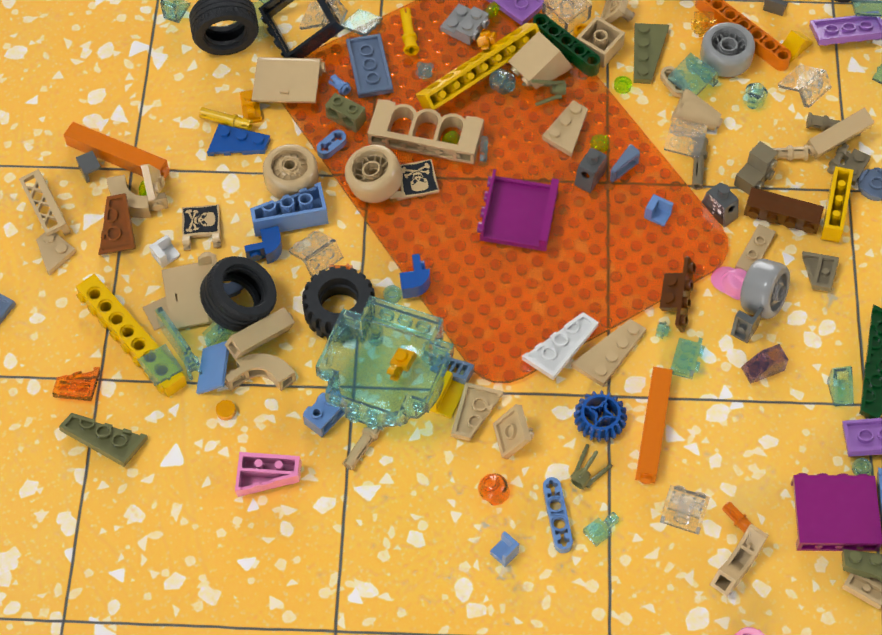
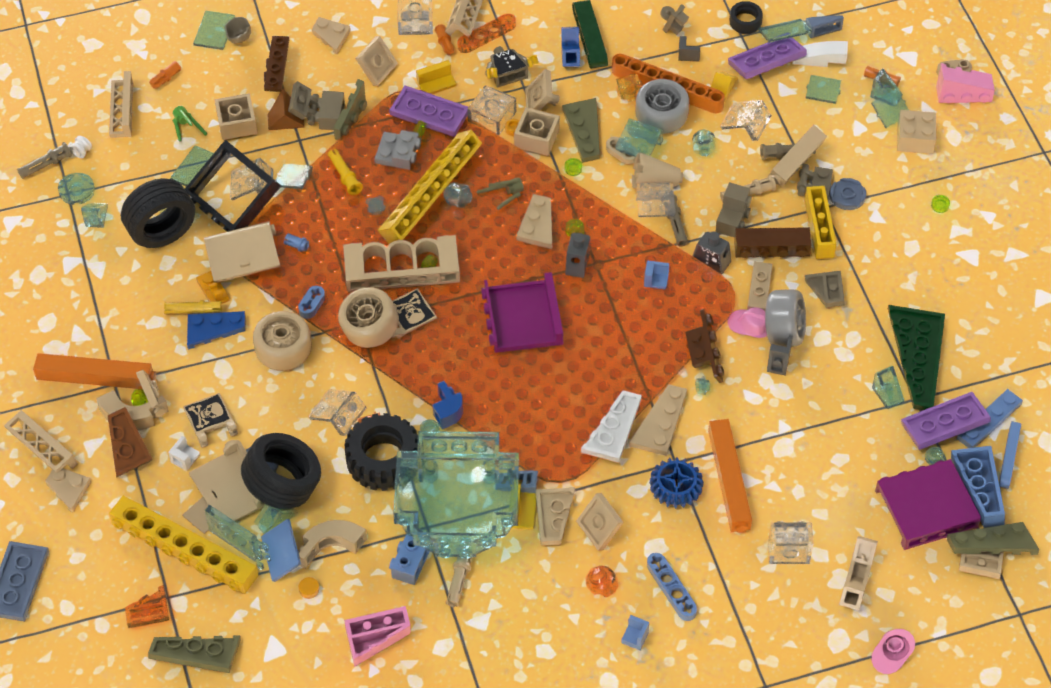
camera: 20 degrees left, 5 degrees down
(87, 164) = (69, 391): dark grey panel -> none
(160, 365) = (228, 563): clear light blue piece -> none
(259, 333) = (316, 503): tan brick -> none
(269, 247) = (288, 417): blue brick -> none
(292, 211) = (302, 377): medium blue wedge -> none
(345, 112) = (314, 267): olive brick -> none
(369, 65) = (318, 216): sand blue tile -> none
(401, 362) = (467, 487): light orange plate -> none
(483, 148) = (465, 264): clear light blue tile -> none
(485, 39) = (426, 158): light orange plate -> none
(539, 61) = (487, 165): tan slope -> none
(570, 47) = (508, 143): dark green beam -> none
(581, 477) = (681, 545): olive plant -> none
(600, 530) = (717, 588): clear light blue plate -> none
(625, 162) = (609, 236): sand blue slope -> none
(686, 358) = (735, 404): clear light blue bracket -> none
(736, 516) = (840, 536): orange axle -> none
(765, 364) = (811, 388): slope -> none

